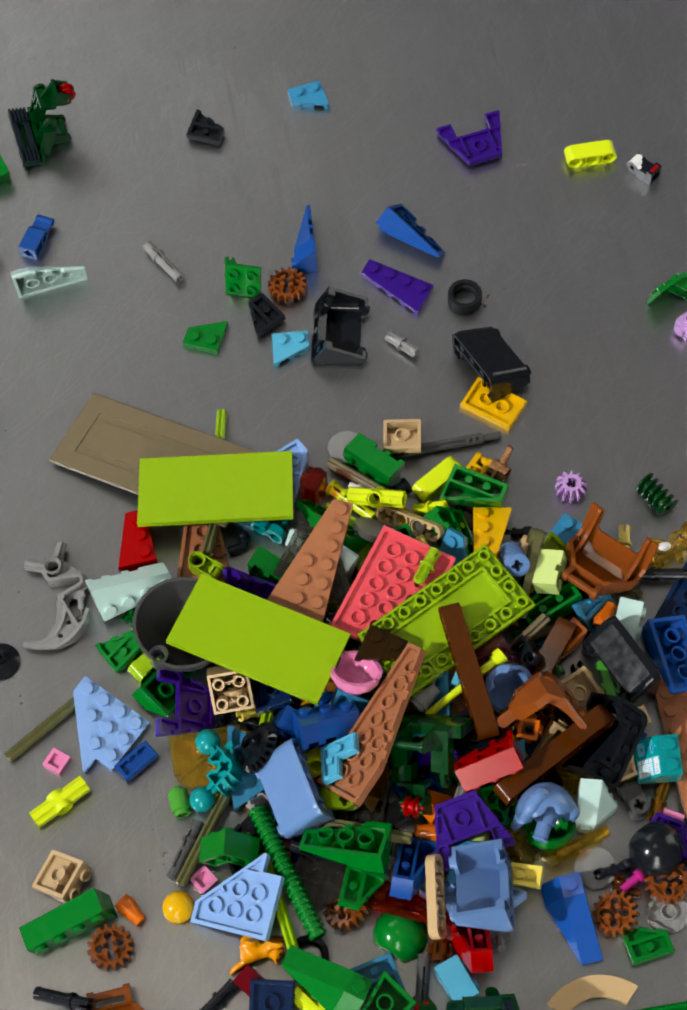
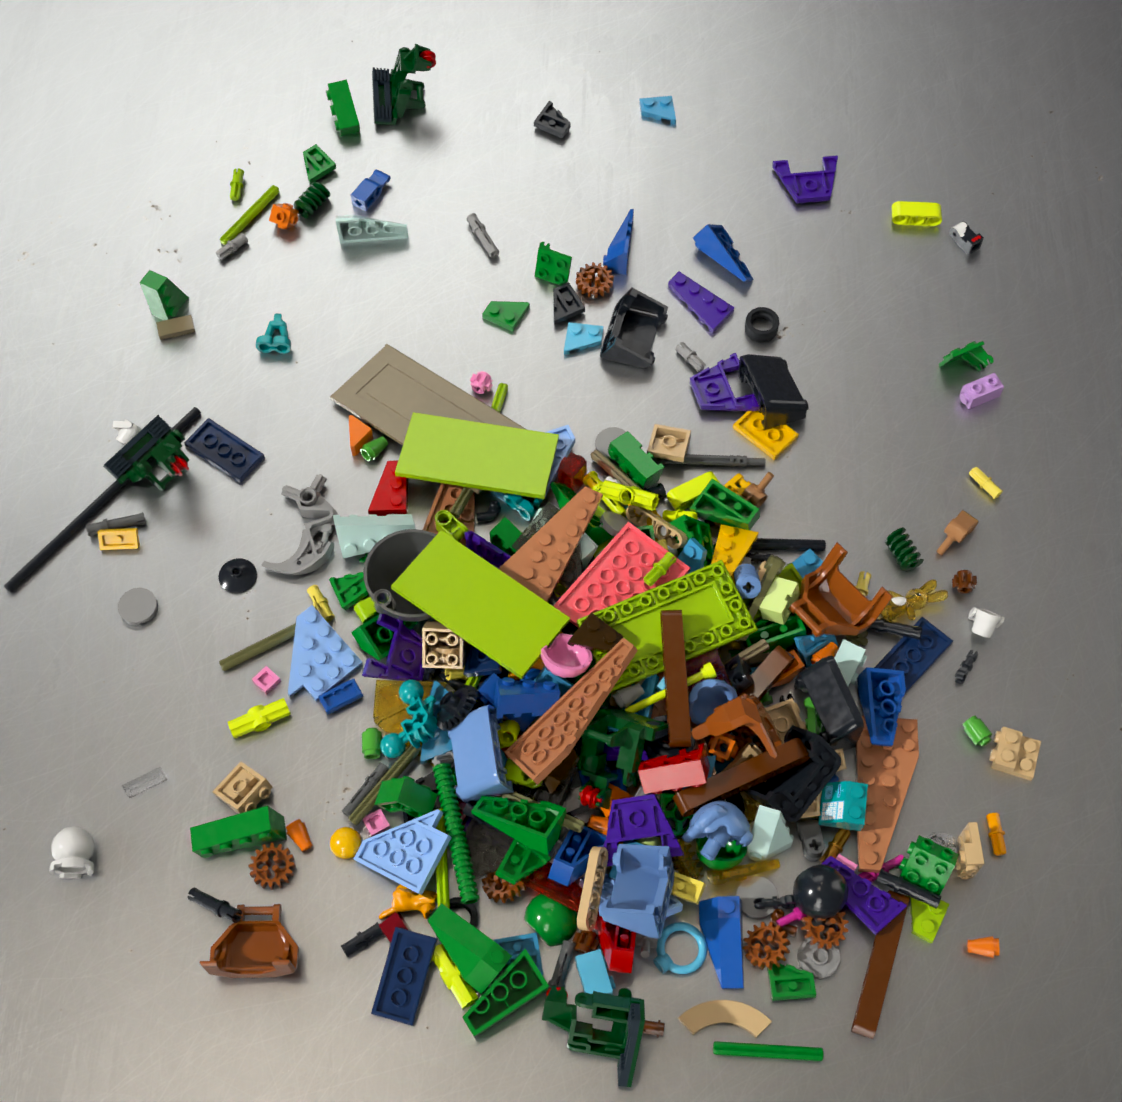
camera: 10 degrees right, 0 degrees up
(89, 491) = (359, 434): none -> orange slope
(92, 671) = (320, 603): none -> light yellow pin
(106, 503) = (374, 448): none -> bright green cone
(199, 413) = (481, 382): none -> bright pink gear
(334, 754) = (526, 729): medium azure tile -> none
(434, 374) = (714, 390): none -> dark purple wing
(520, 952) = (664, 962): none -> medium azure piece
(544, 512) = (789, 544): none -> black axle
(577, 486) = (821, 525): lavender gear -> none

